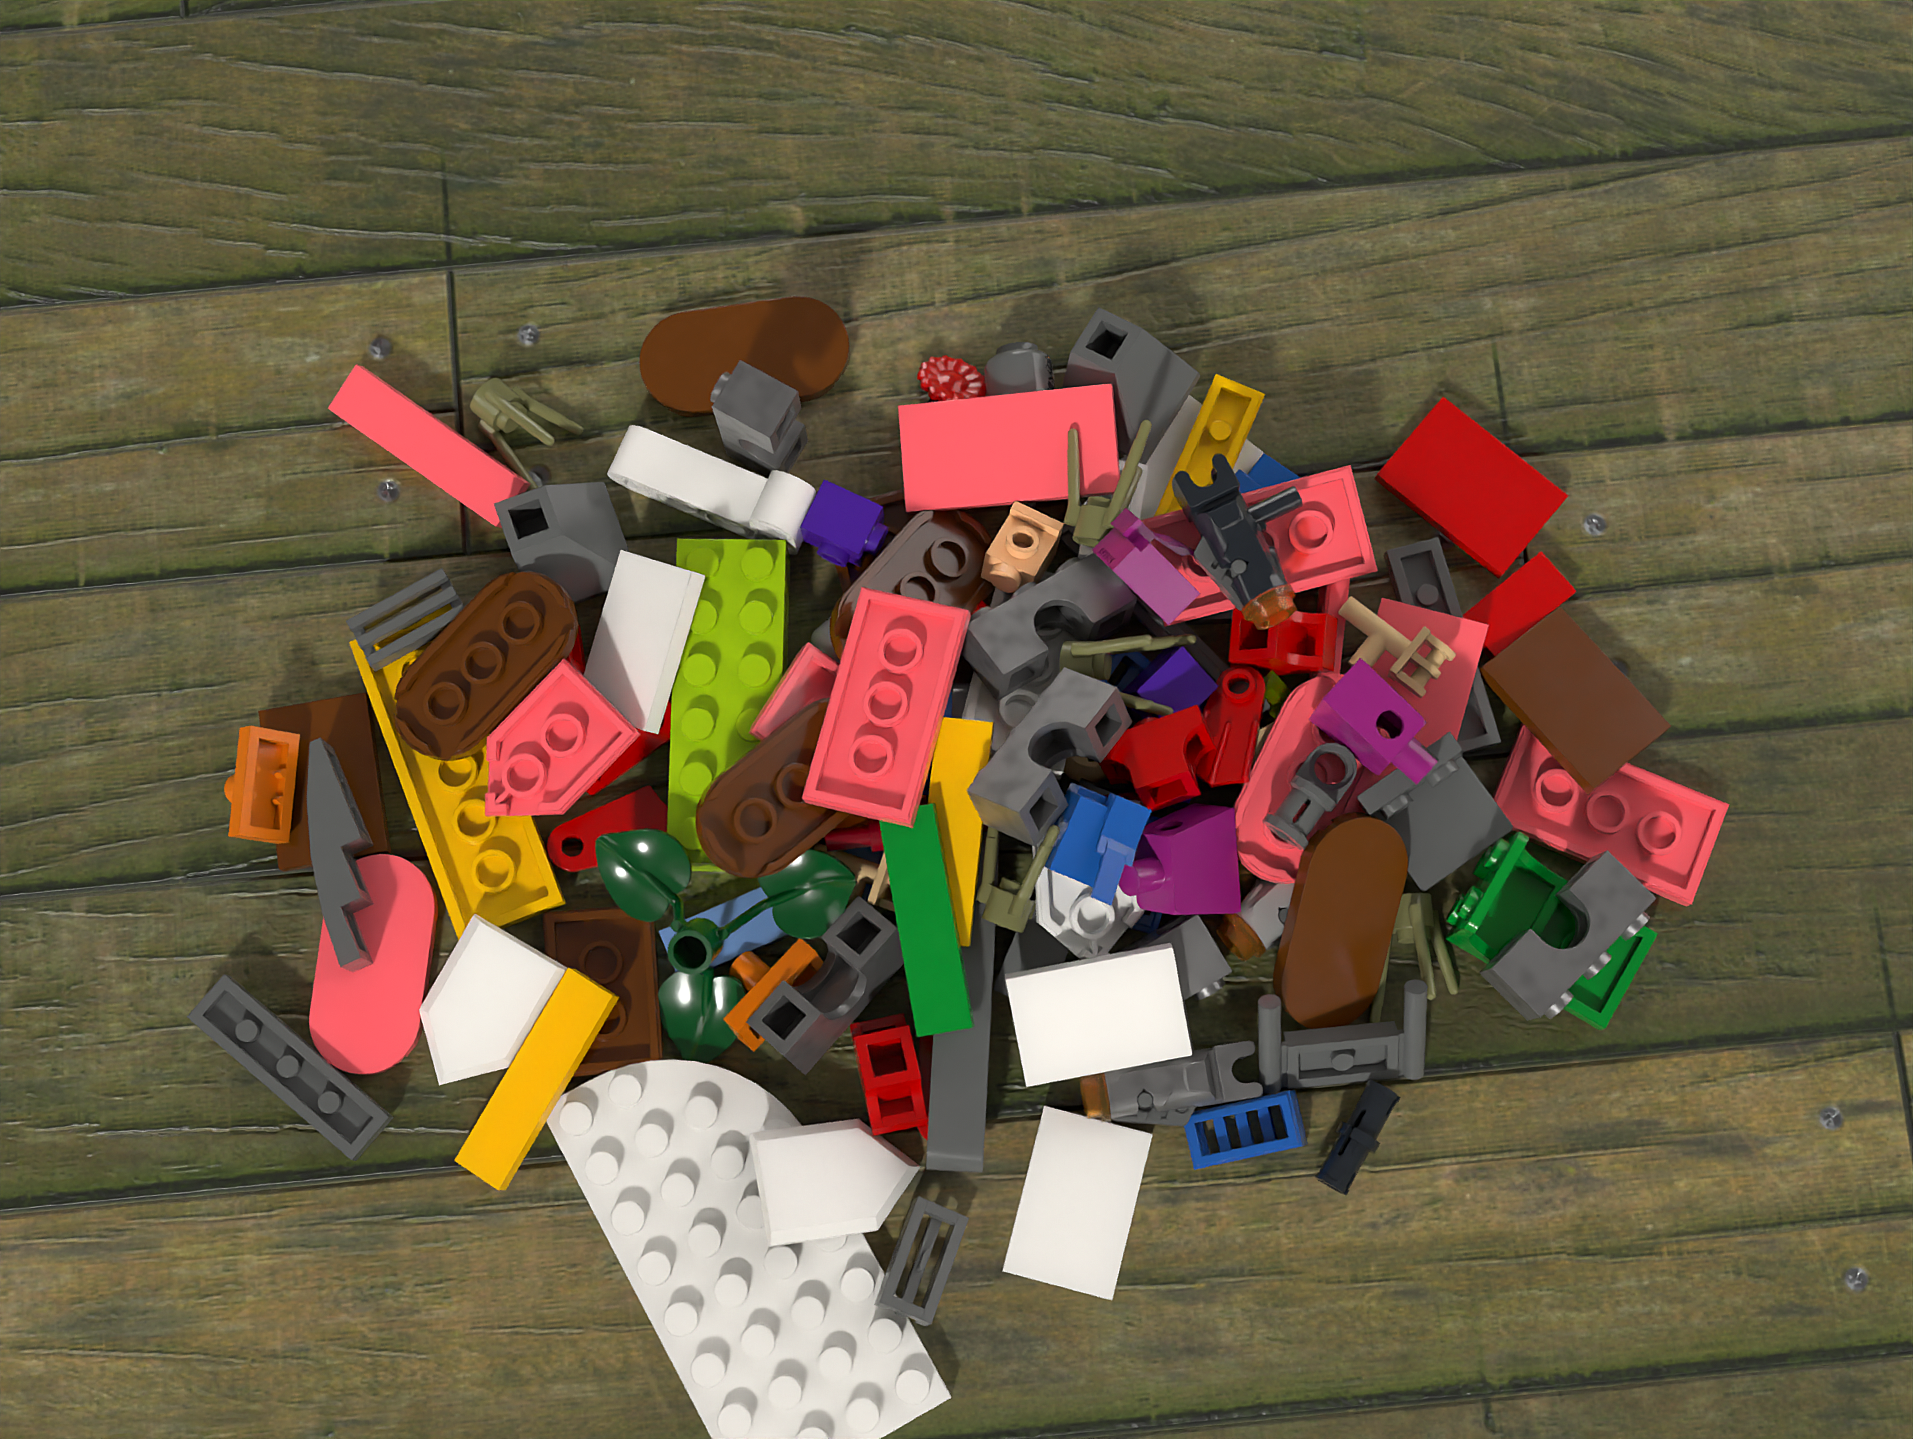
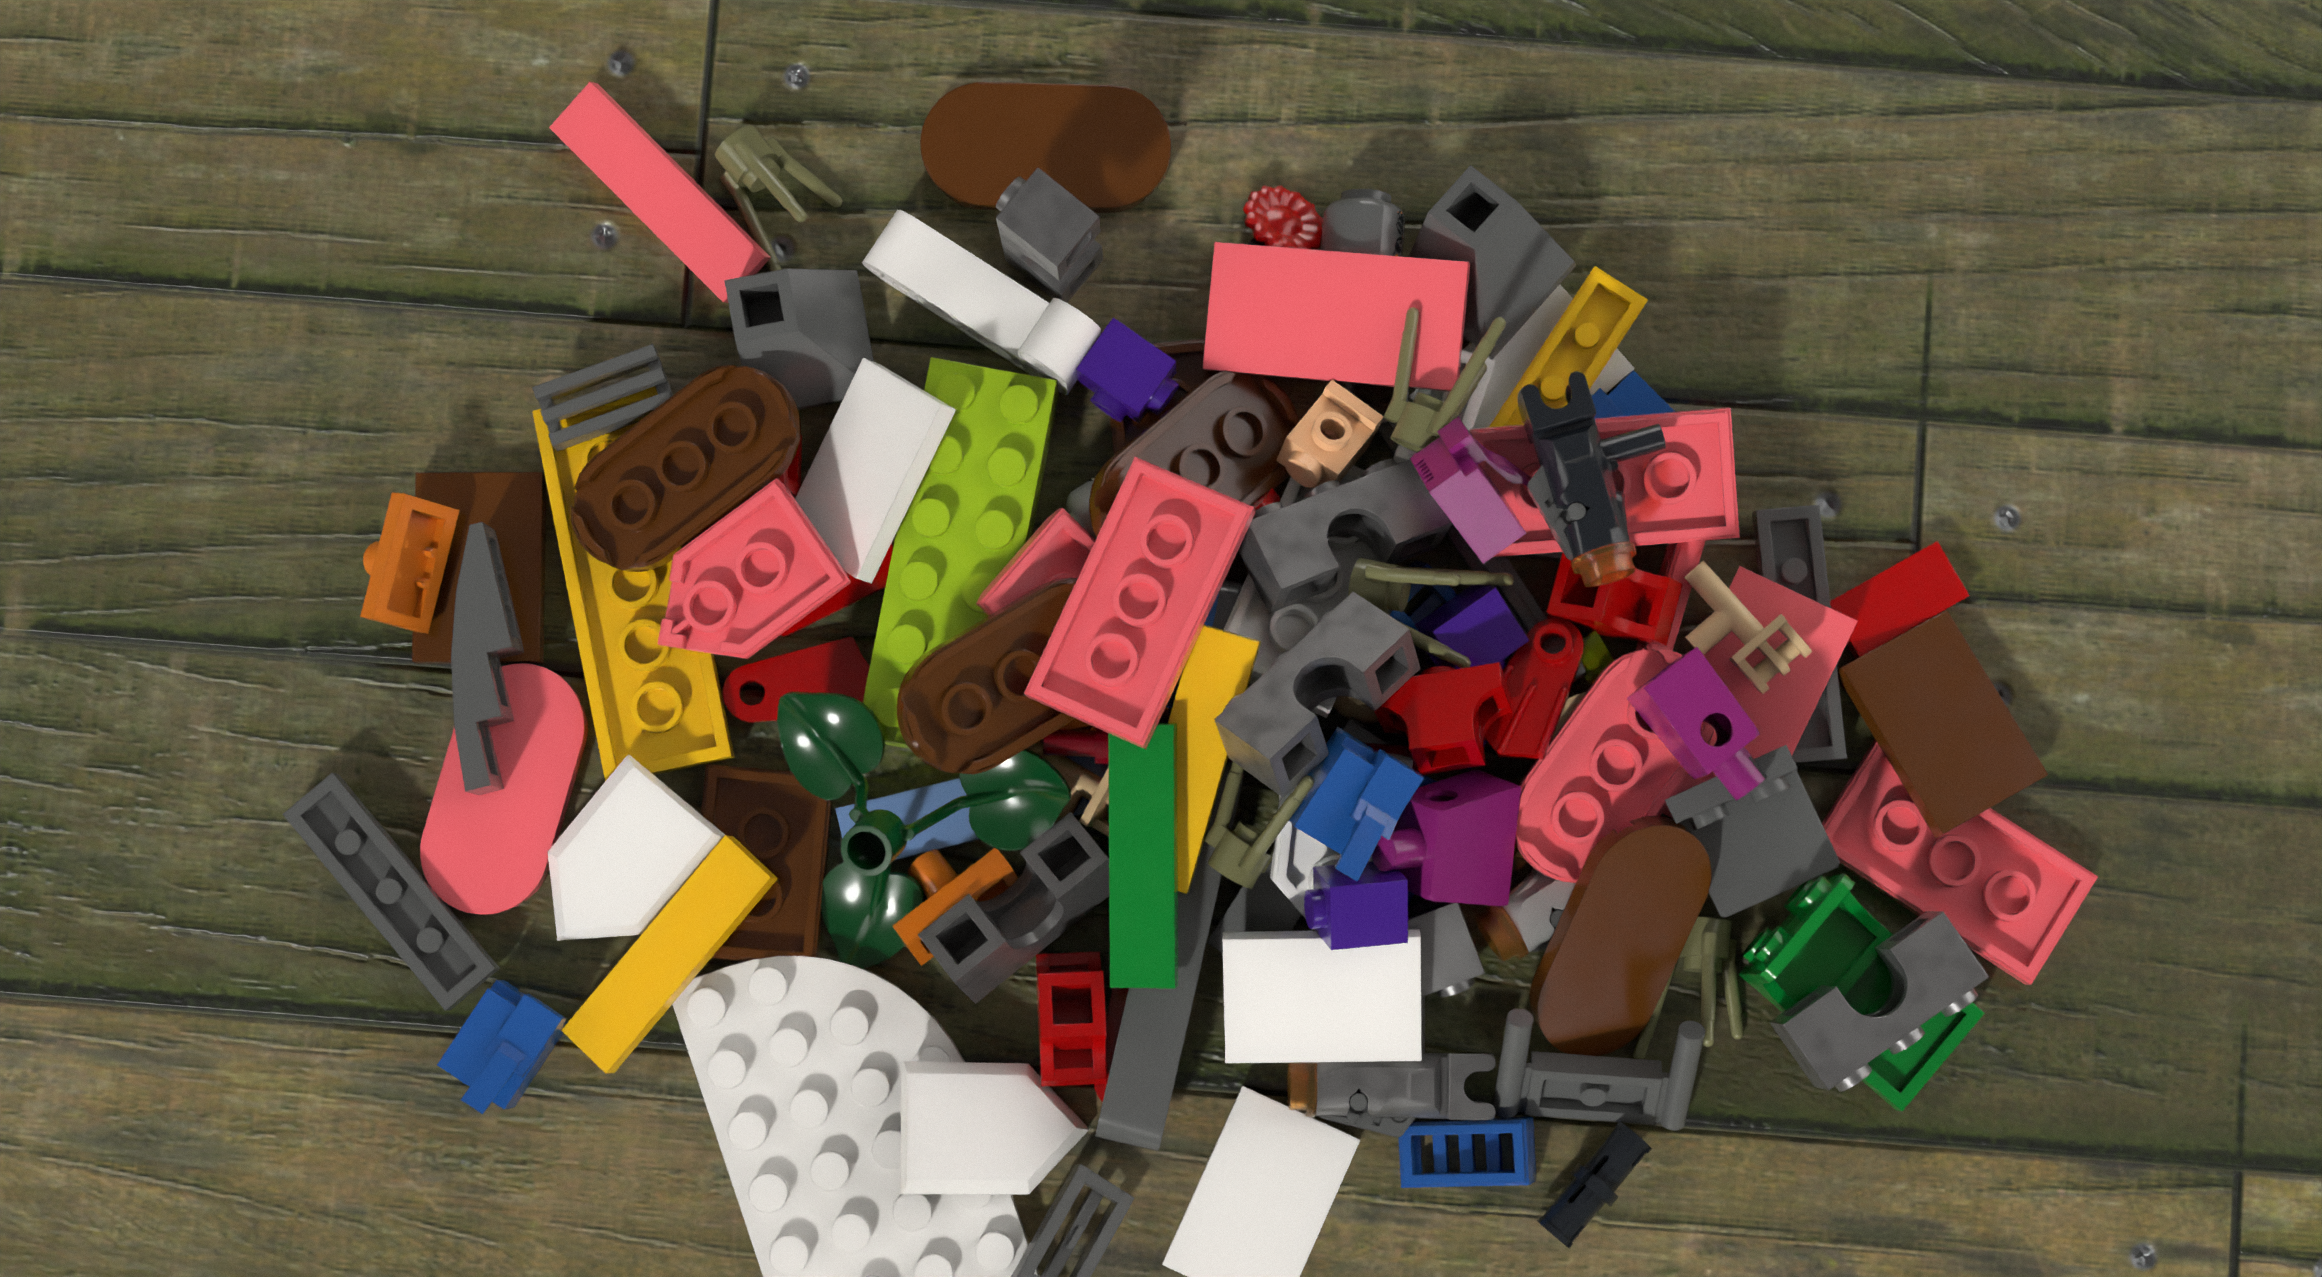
camera: 10 degrees right, 5 degrees up
(406, 1182) = (502, 1046): none -> blue piece
(1116, 932) = (1358, 912): none -> dark purple brick
(1314, 793) = (1616, 786): dark grey connector -> none
(1471, 487) = (1870, 450): red tile -> none

